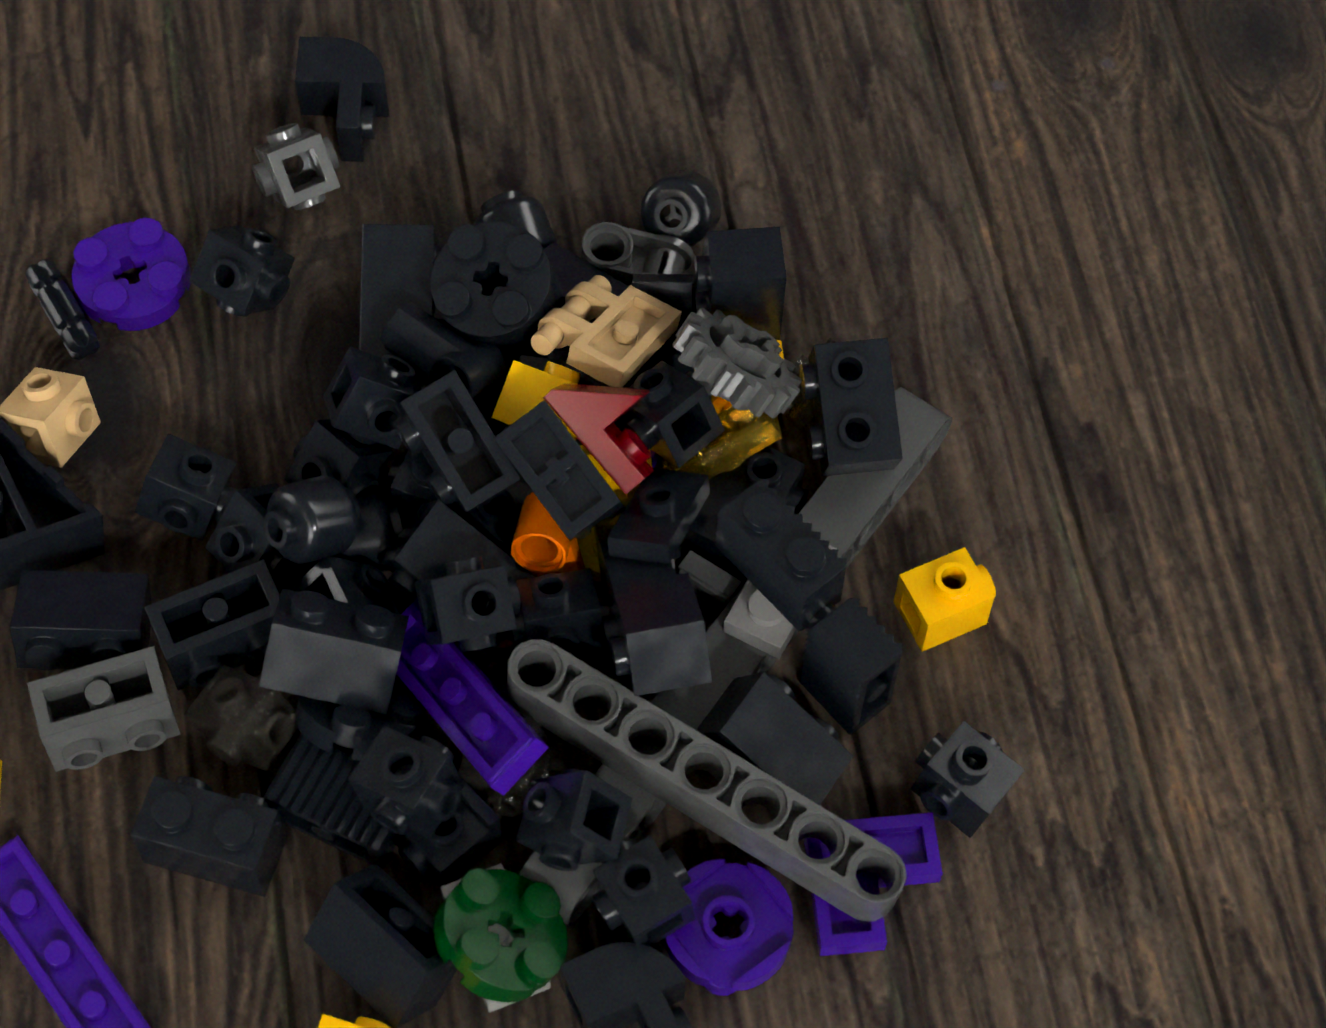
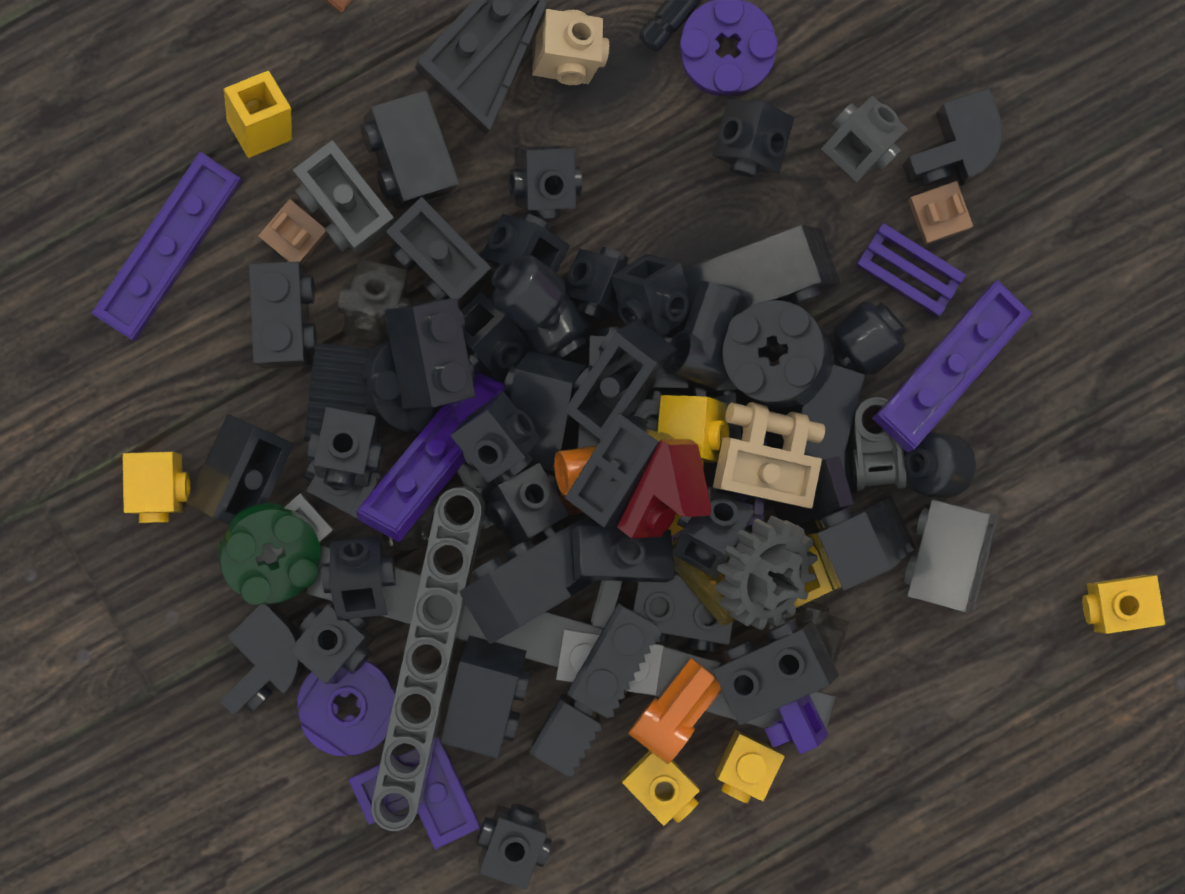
camera: 75 degrees right, 25 degrees up
(113, 798) = (293, 233): none -> medium nougat tile
(409, 136) = (940, 213): none -> medium nougat tile
(452, 176) = (919, 253): none -> dark purple tile
(580, 165) = (952, 366): none -> dark purple tile
(809, 228) = (951, 555): none -> dark grey brick
(874, 545) = (670, 719): none -> orange piece
(896, 96) = (1123, 604): none -> yellow brick
(921, 411) = (798, 722): none -> dark purple tile
(952, 497) = (748, 767): none -> yellow brick

